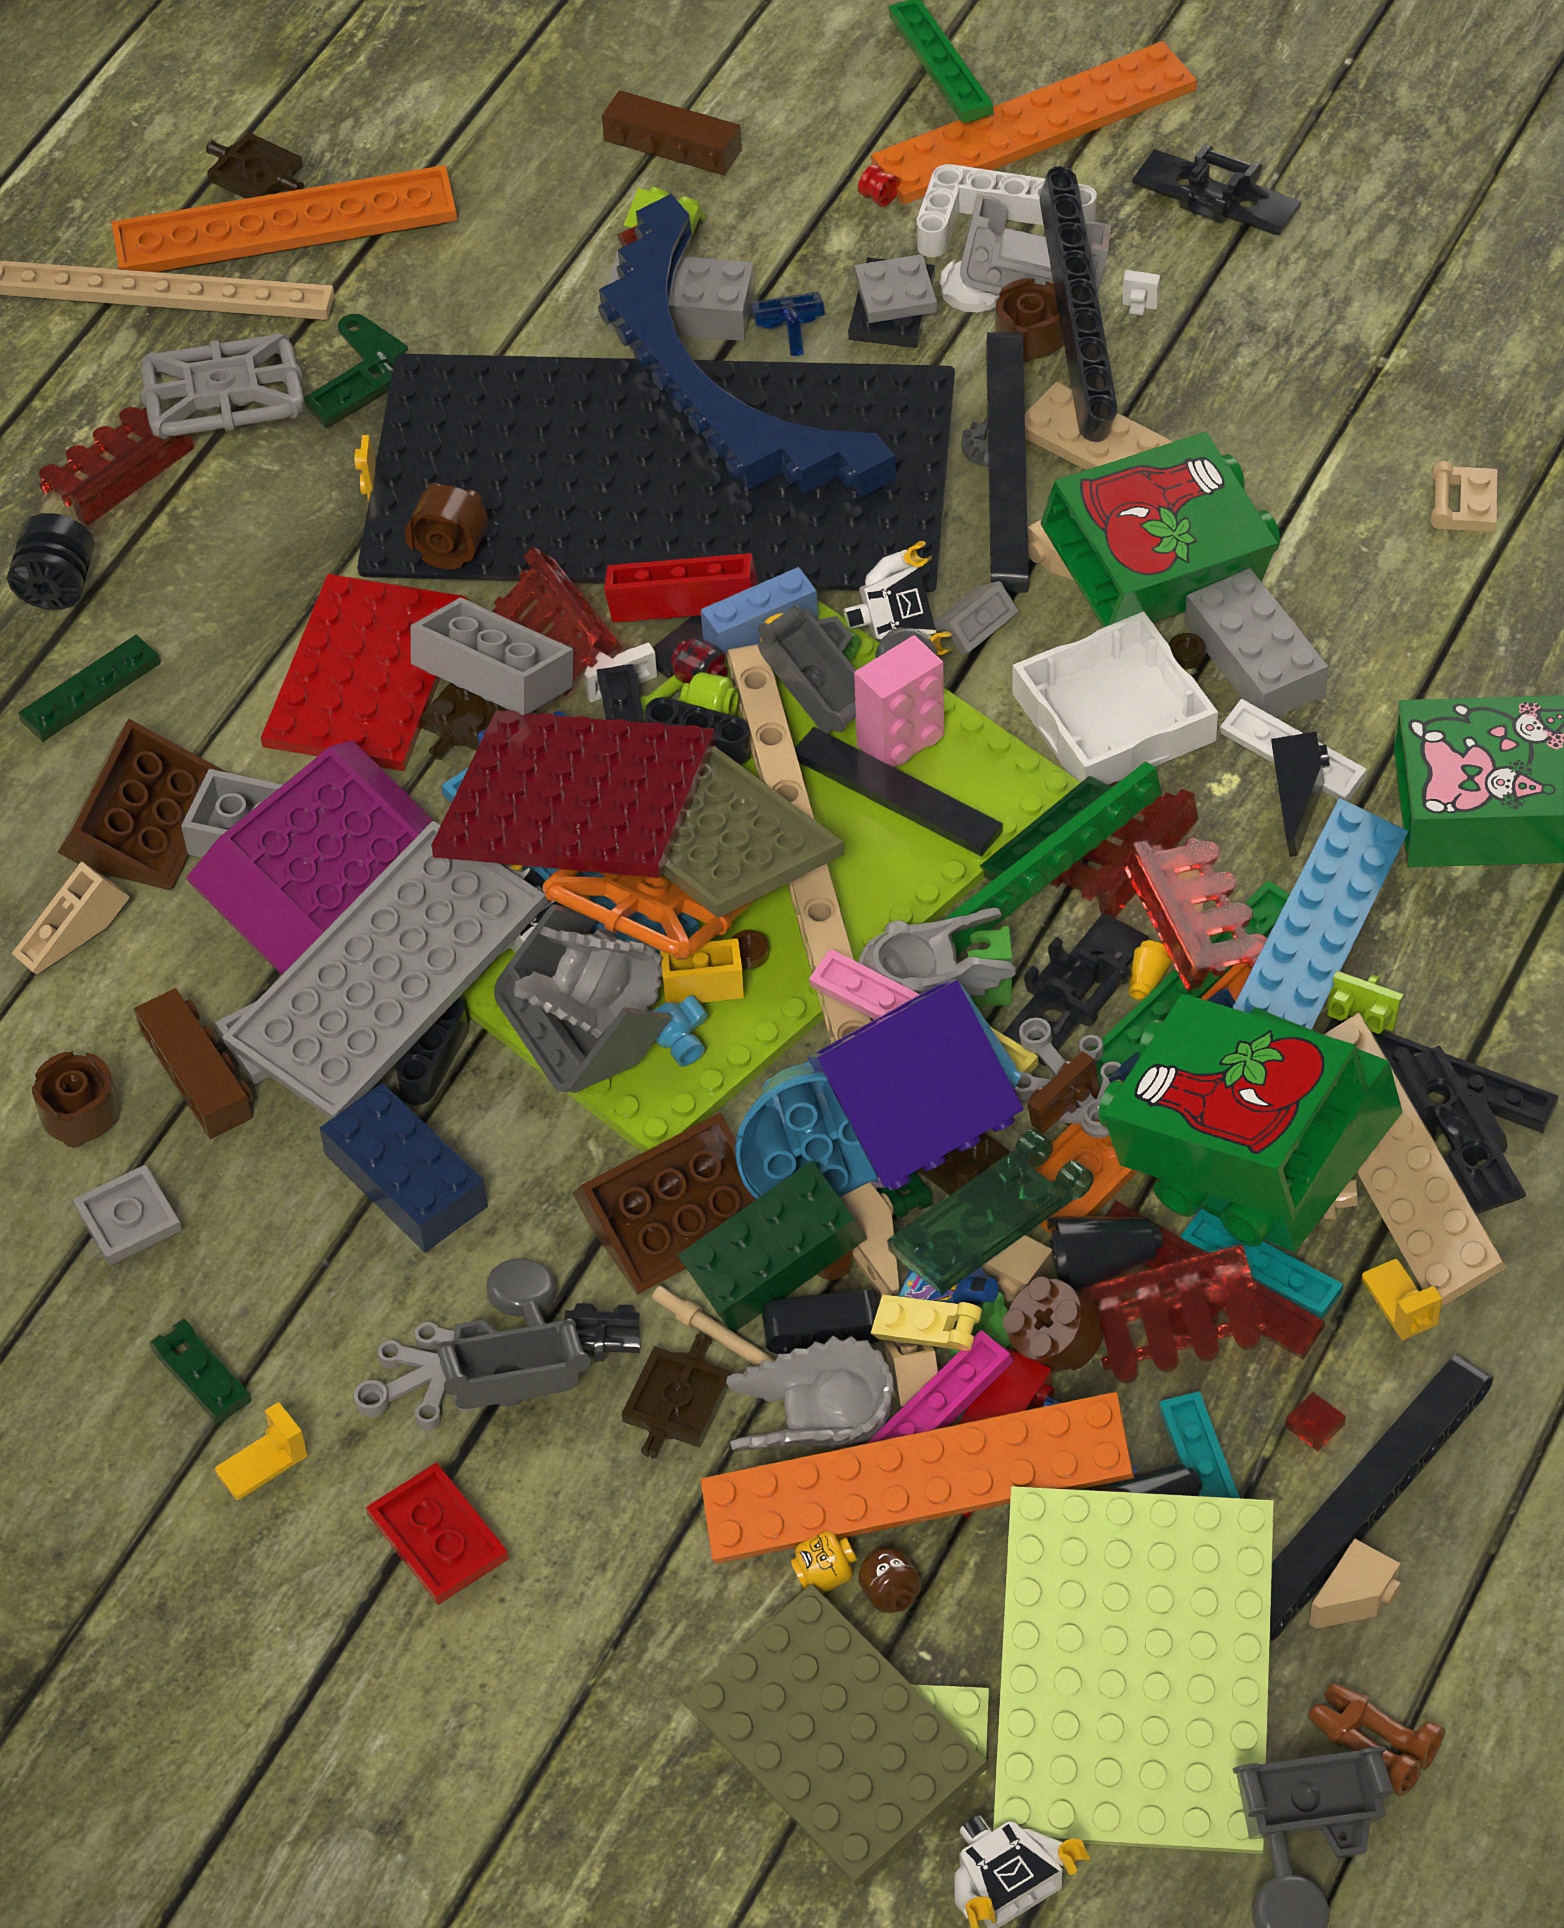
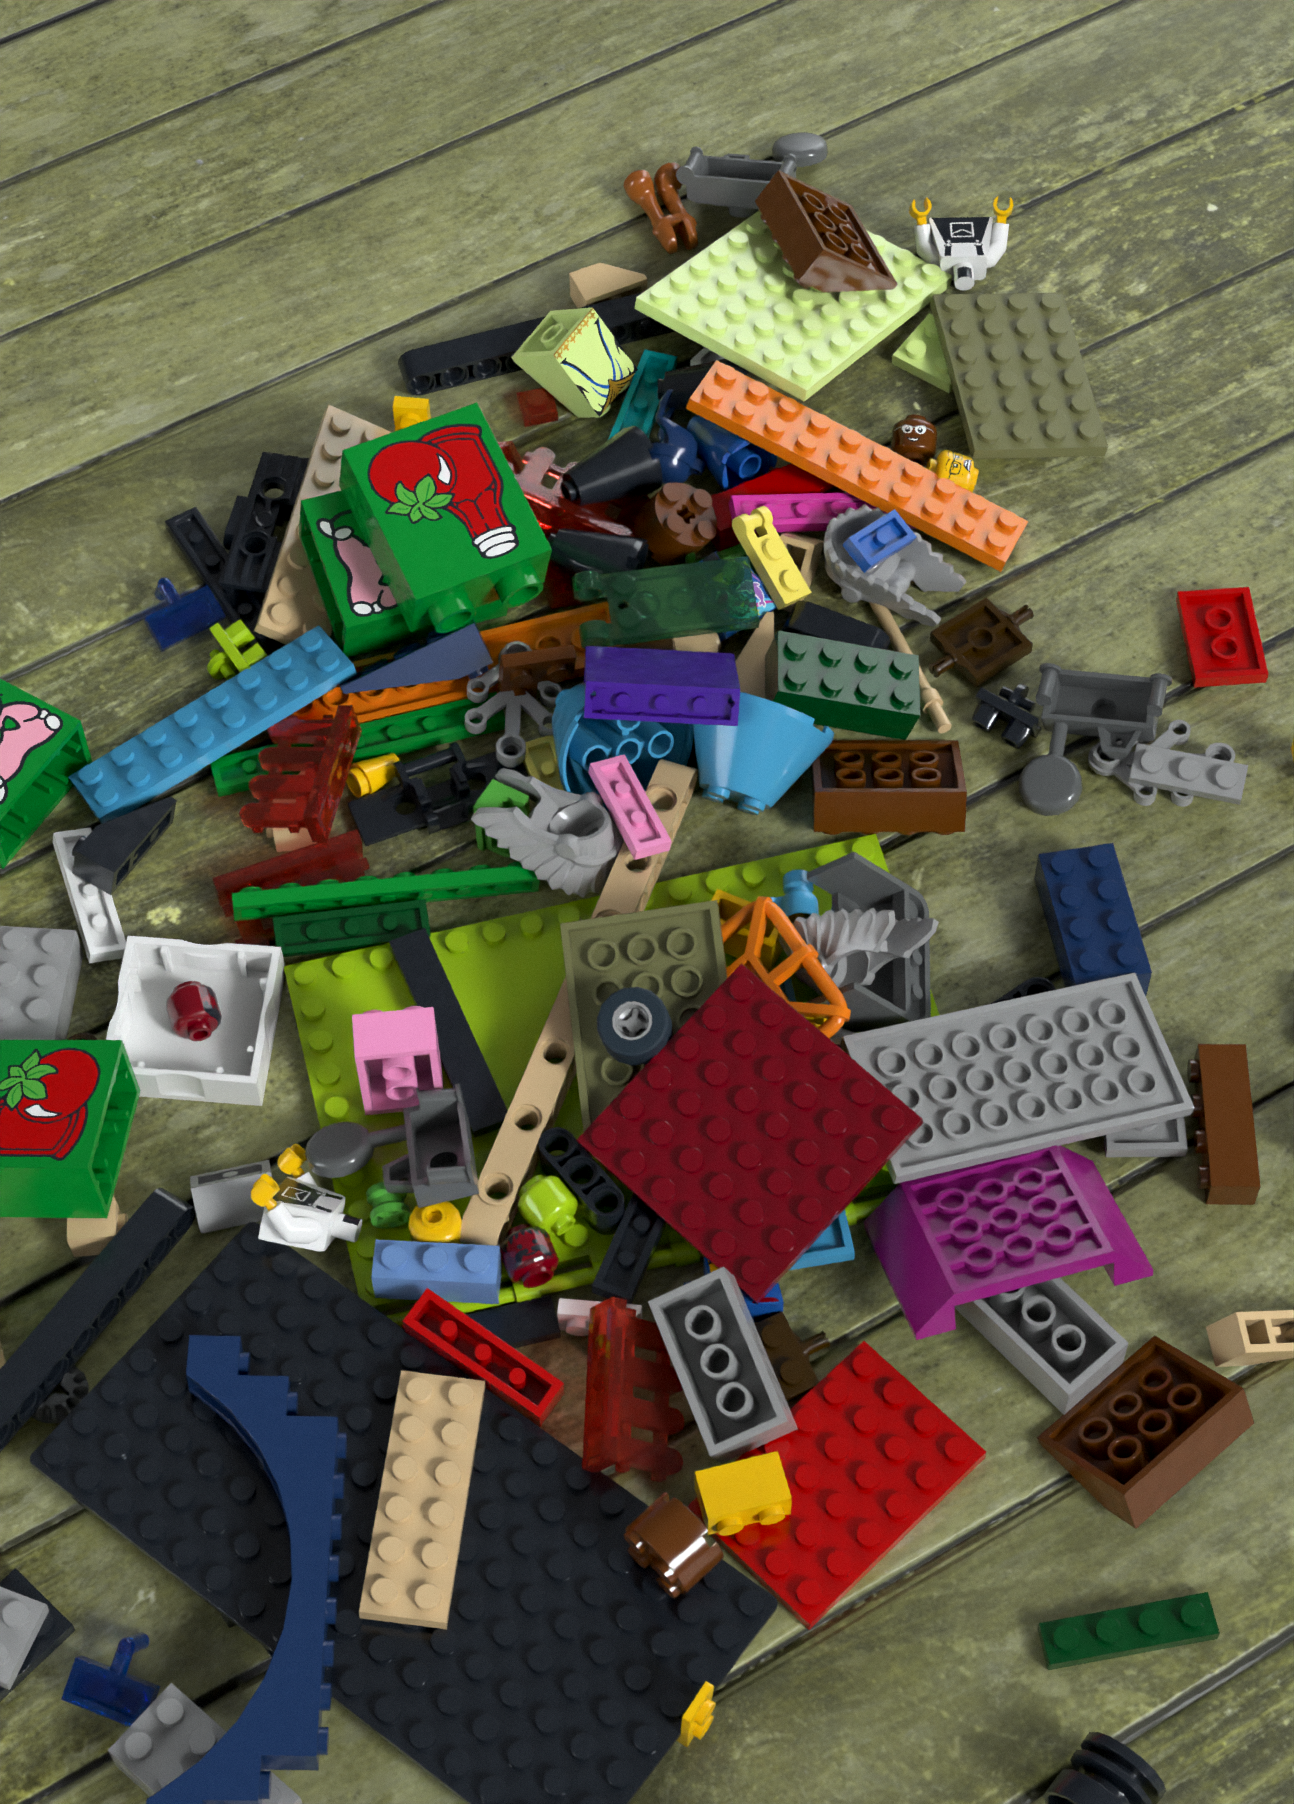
camera: 150 degrees left, 5 degrees up
(387, 1354) = (1188, 773): none -> light grey plate
(420, 594) = (743, 1494): none -> yellow brick
(654, 480) = (422, 1500): none -> tan plate
(718, 796) = (625, 1015): none -> black wheel
(828, 1386) = (879, 540): none -> plate
(1120, 706) = (193, 1009): none -> dark red head
(1138, 1412) = (676, 447): none -> dark blue hair
(1143, 1736) = (821, 238): none -> reddish brown slope
(1155, 1337) = (614, 471): none -> black cone
(1301, 1447) = (577, 361): none -> yellowish green slope
(1446, 1010) = (182, 616): none -> clear blue plate

